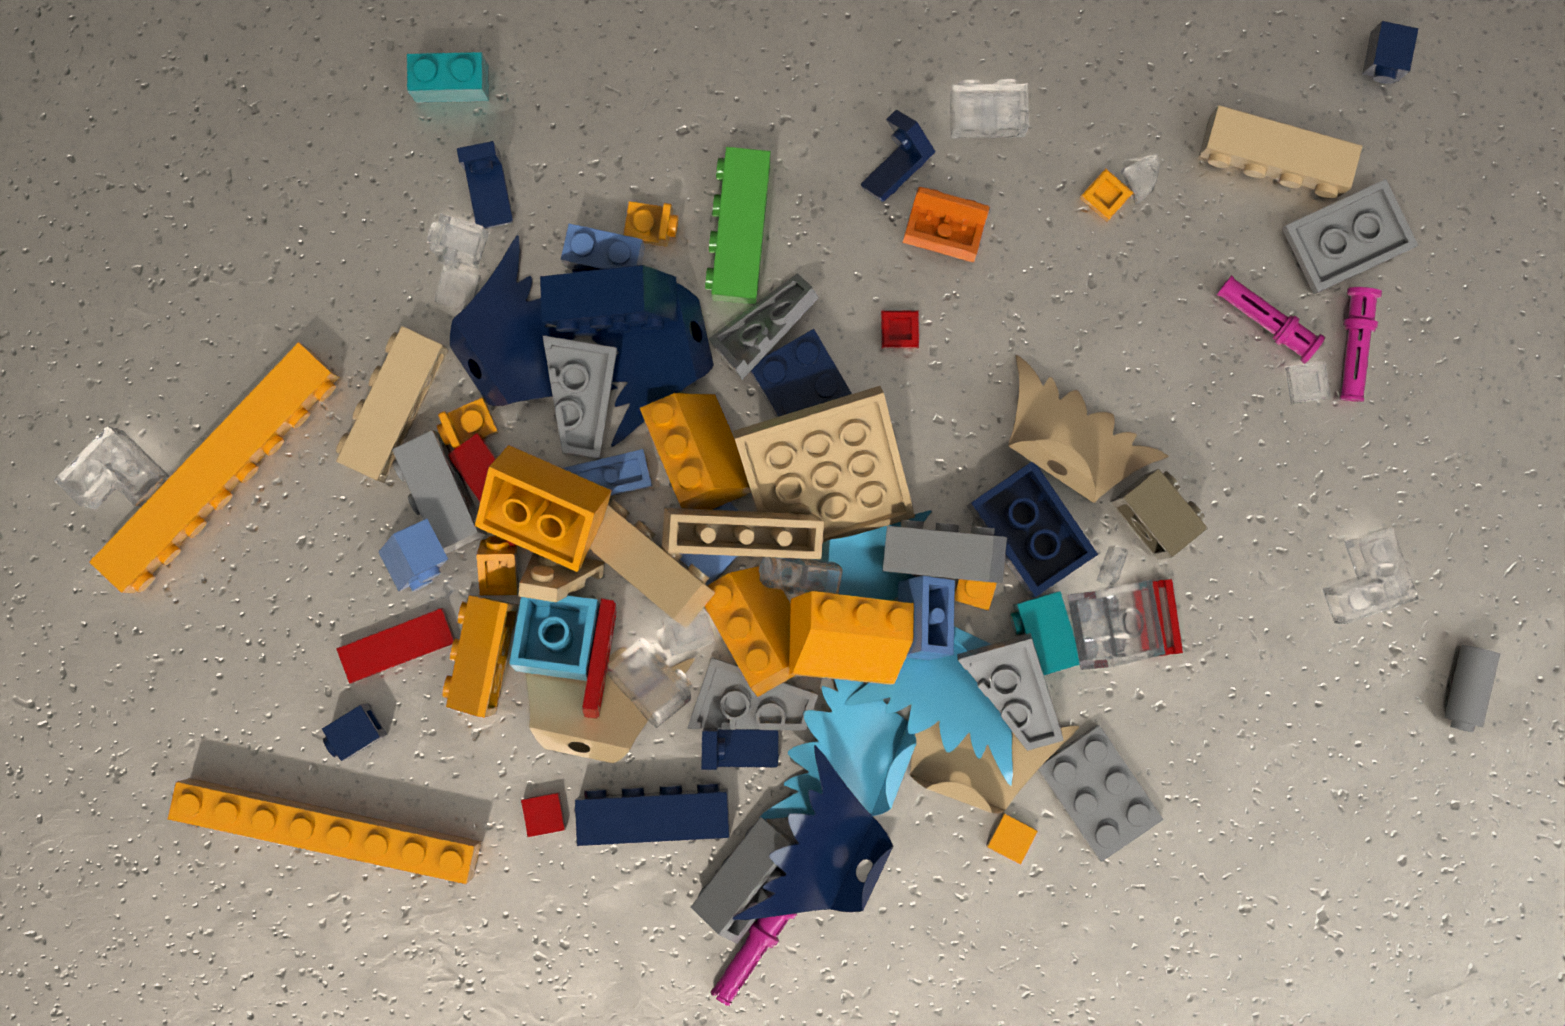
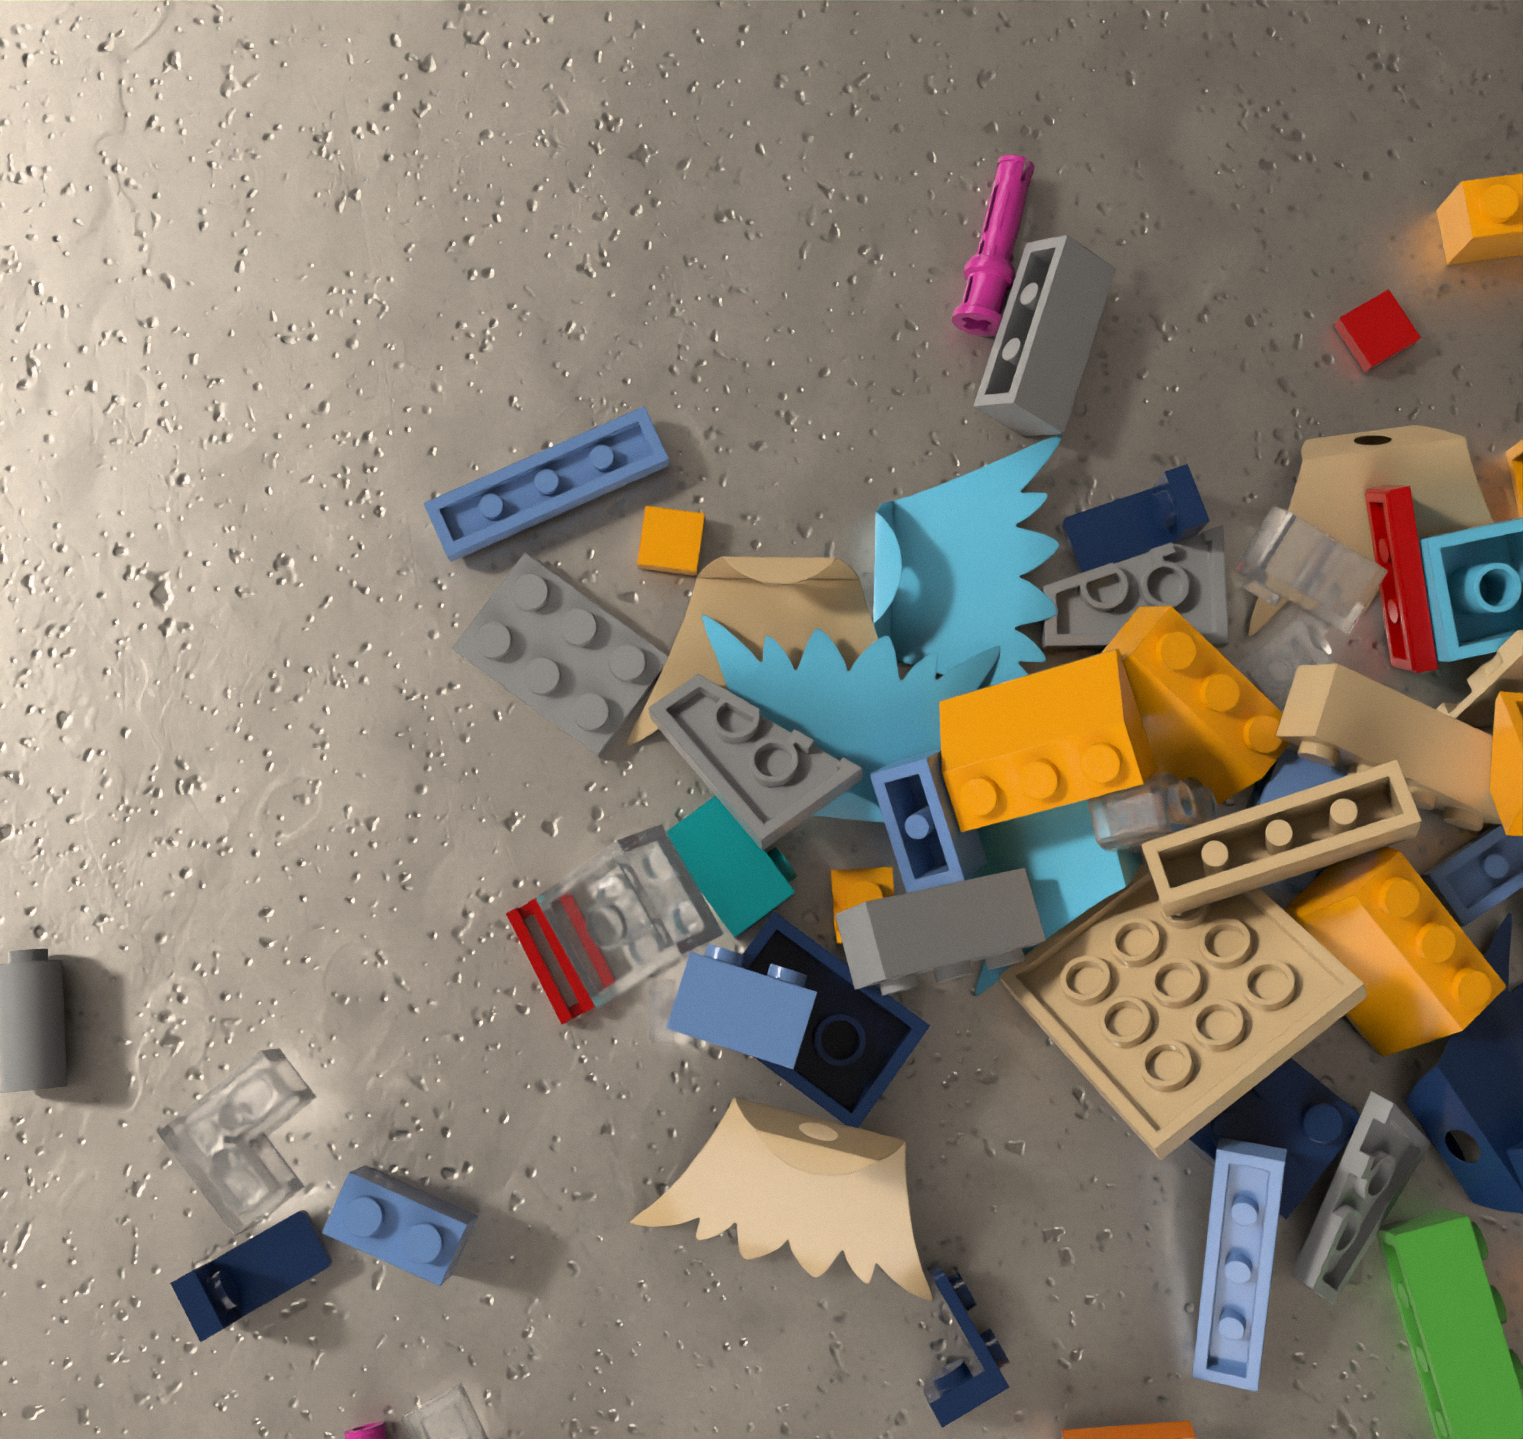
camera: 160 degrees right, 5 degrees down
(652, 816) = (1221, 381): dark blue brick -> none
(829, 850) = (947, 415): dark blue piece -> none
(848, 315) = (1239, 1263): none -> medium blue plate
(900, 329) = (1134, 1271): red tile -> none
(1020, 305) = (960, 1385): none -> dark blue bracket
(1074, 549) = (741, 1007): none -> medium blue brick
(1074, 899) = (547, 484): none -> medium blue plate
(1160, 514) = (617, 1120): dark tan brick -> none
(1298, 501) = (400, 1224): none -> medium blue brick
(1388, 503) = (251, 1274): none -> dark blue bracket

